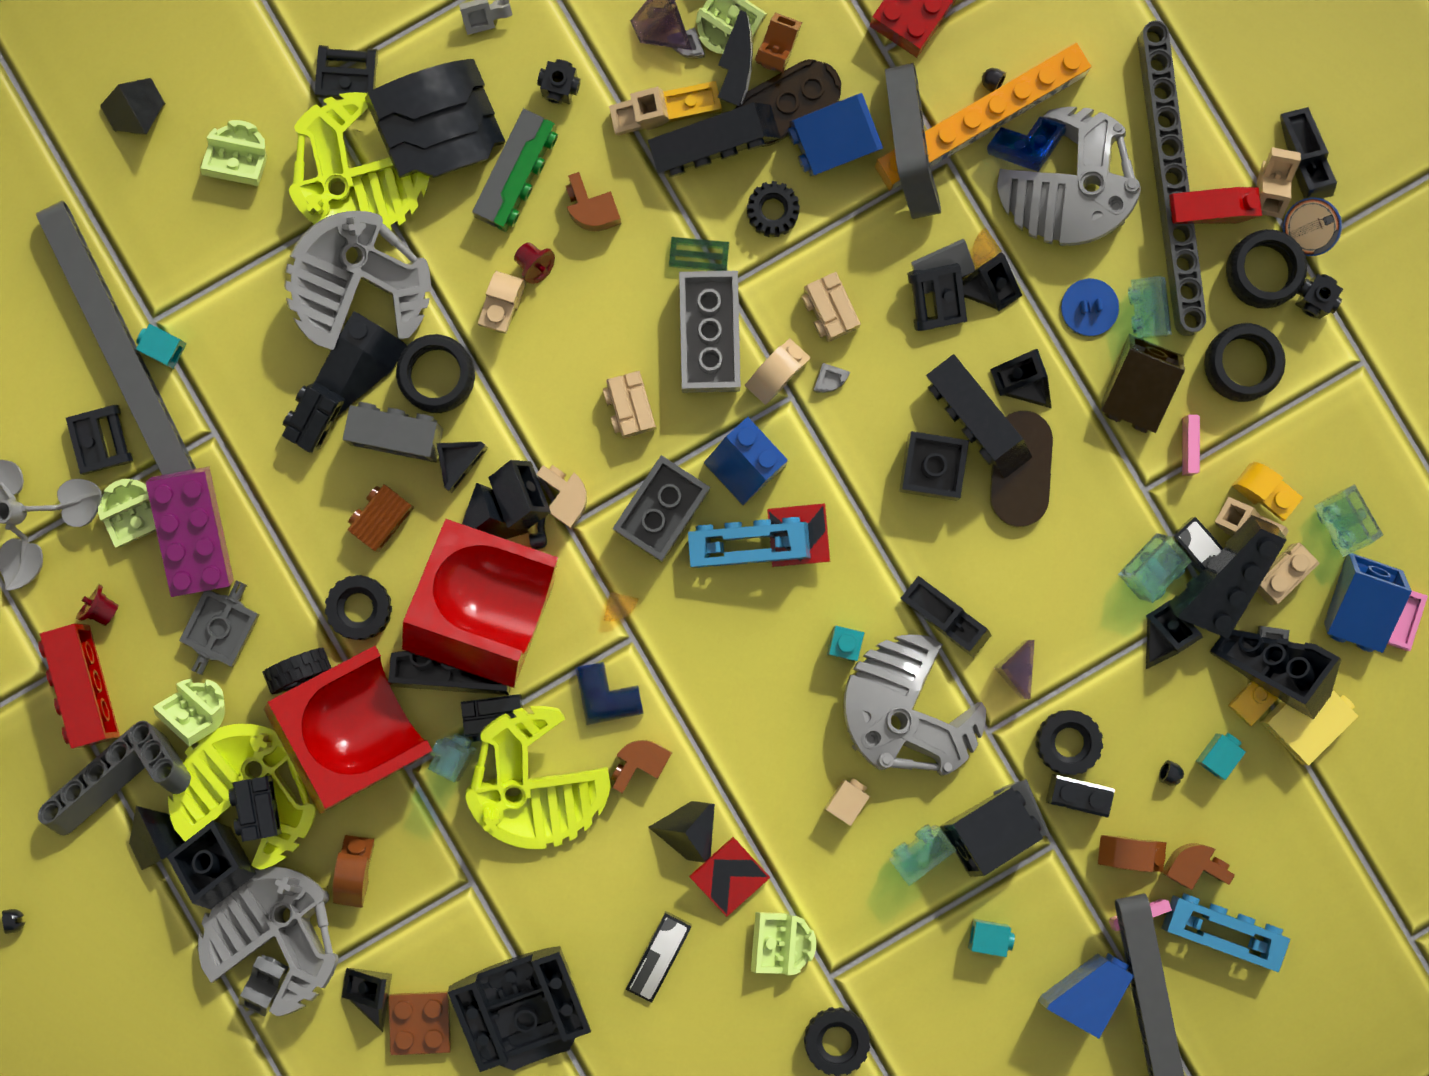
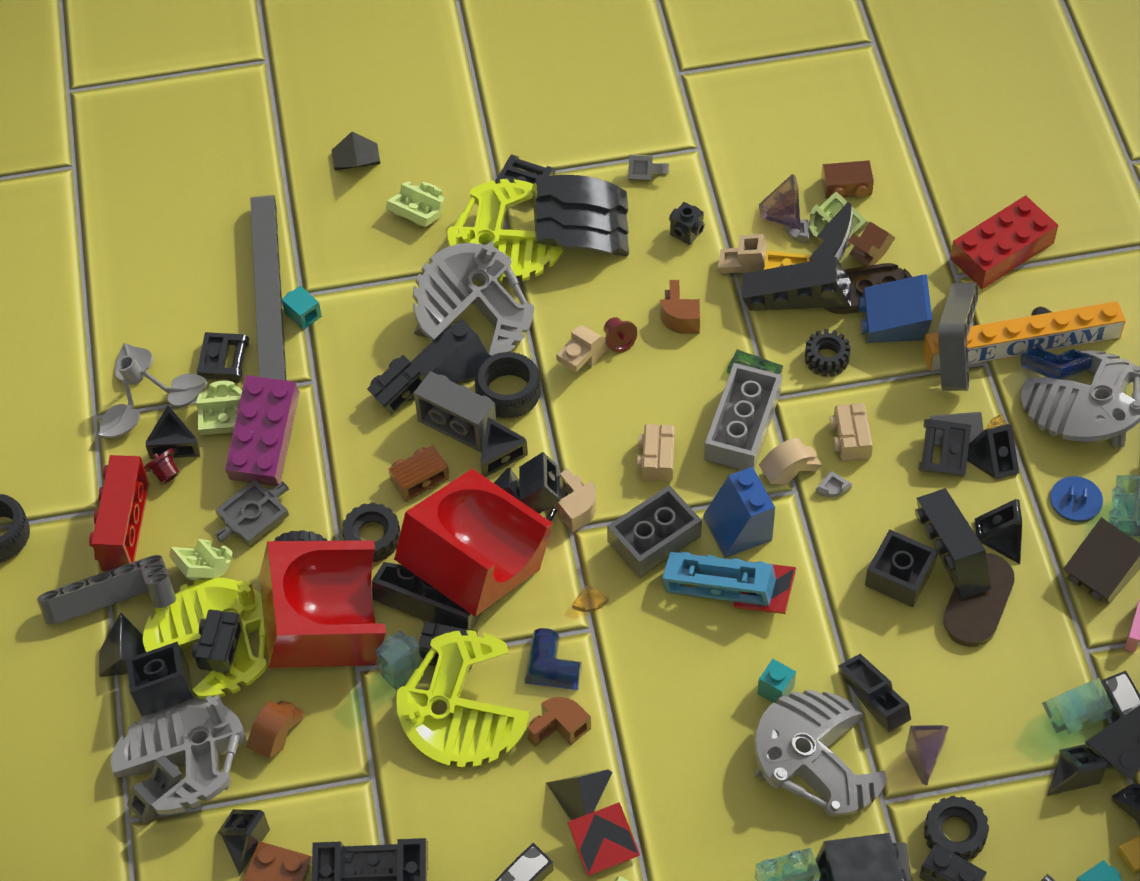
camera: 30 degrees right, 30 degrees down
(91, 569) = (172, 434): none -> black slope
(514, 170) = (628, 270): piece -> none
(848, 800) = (733, 812): tan brick -> none

